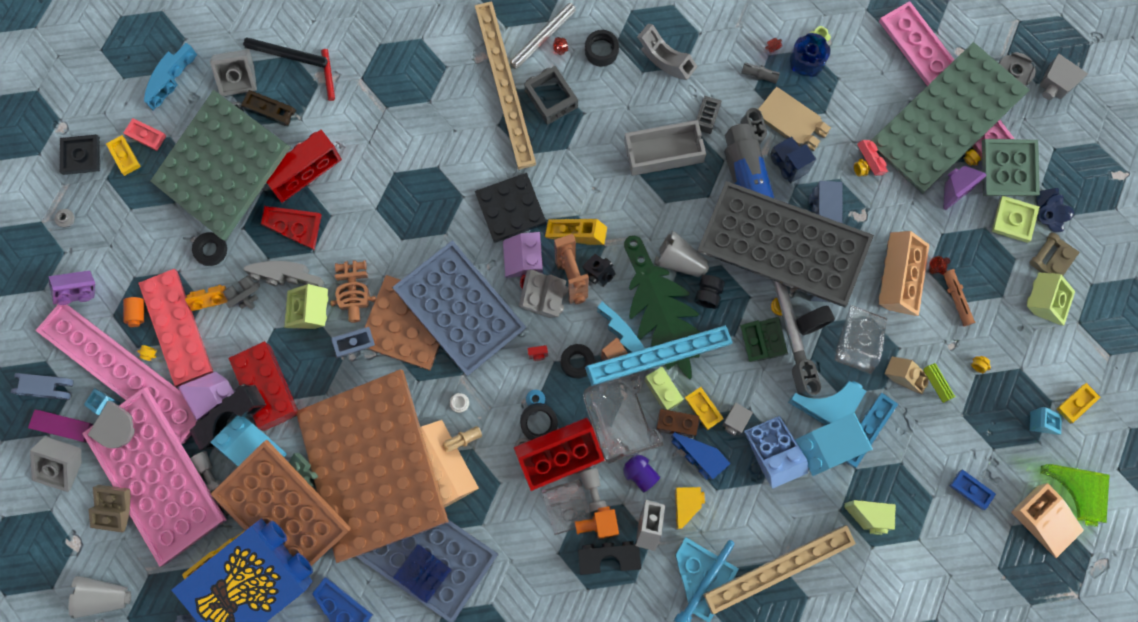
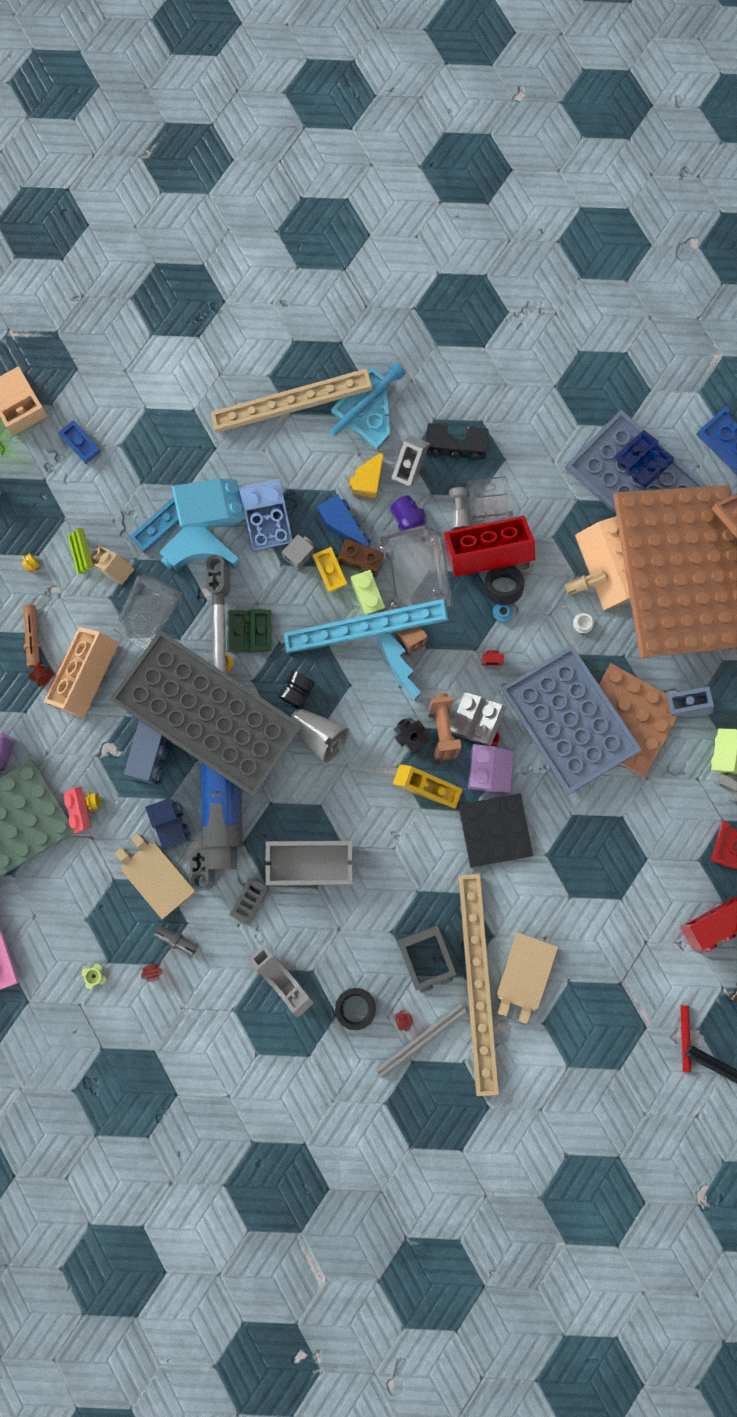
camera: 170 degrees left, 5 degrees up
(352, 303) = (681, 751): nougat torso -> none
(466, 97) = (525, 975): none -> tan tile
(569, 352) = (451, 631): black tyre -> none
(603, 522) = (457, 472): orange brick -> none
(661, 309) = (352, 679): dark green plant -> none
(809, 55) = (102, 953): clear blue brick -> none
(815, 320) = (193, 634): black tyre -> none
(873, 516) = (185, 431): yellowish green slope -> none

